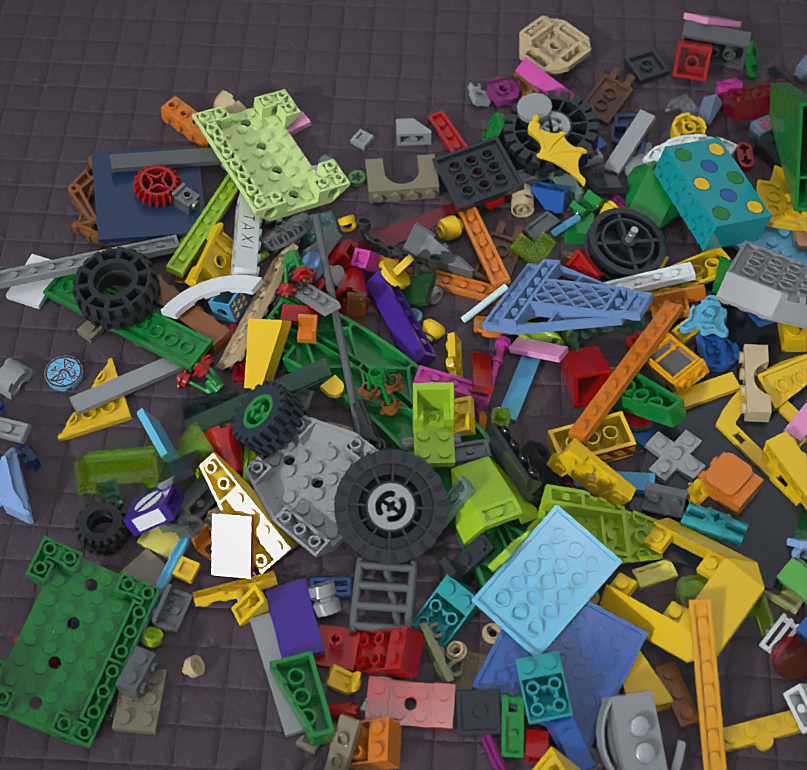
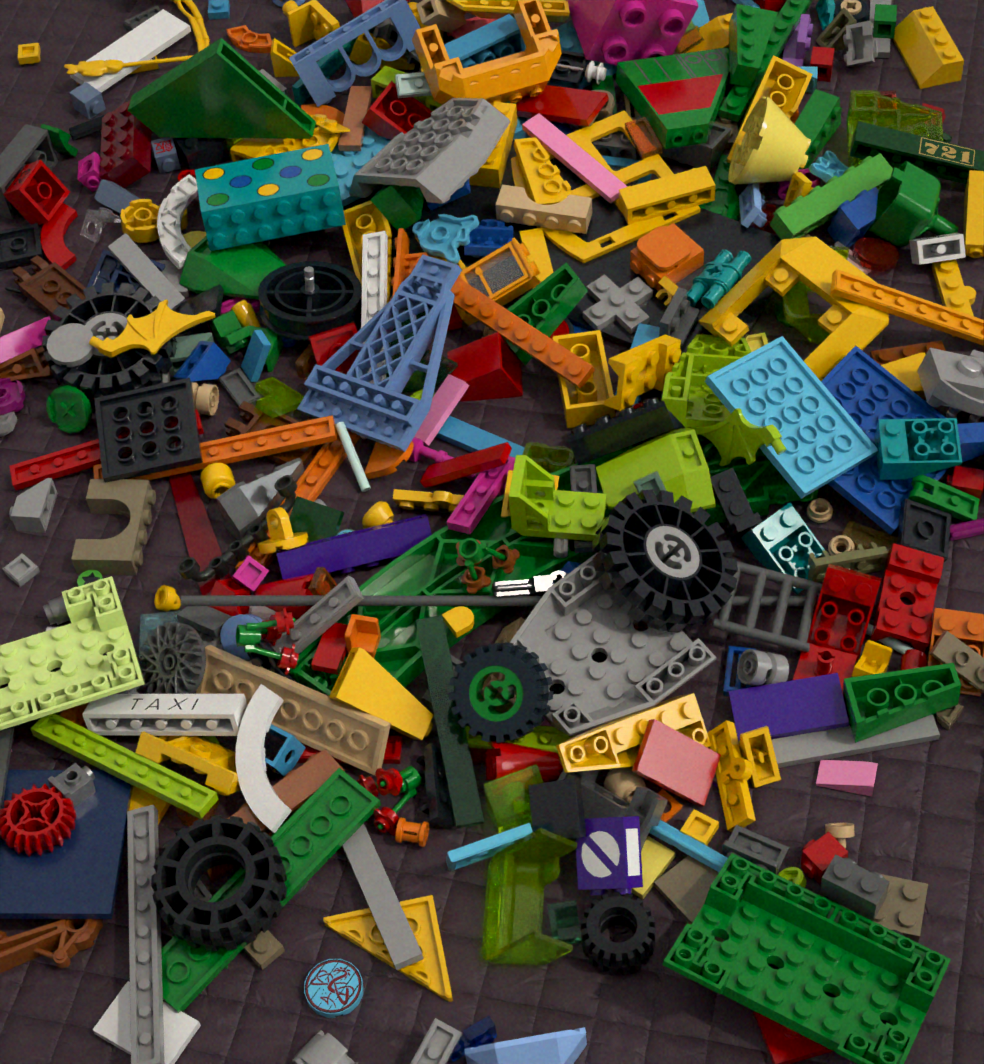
camera: 75 degrees left, 5 degrees down
(170, 656) = (819, 854): none -> red brick
(176, 395) = (420, 835): none -> orange bush
(244, 671) = (847, 776): none -> bright pink slope
(652, 87) = (53, 237): none -> red tile

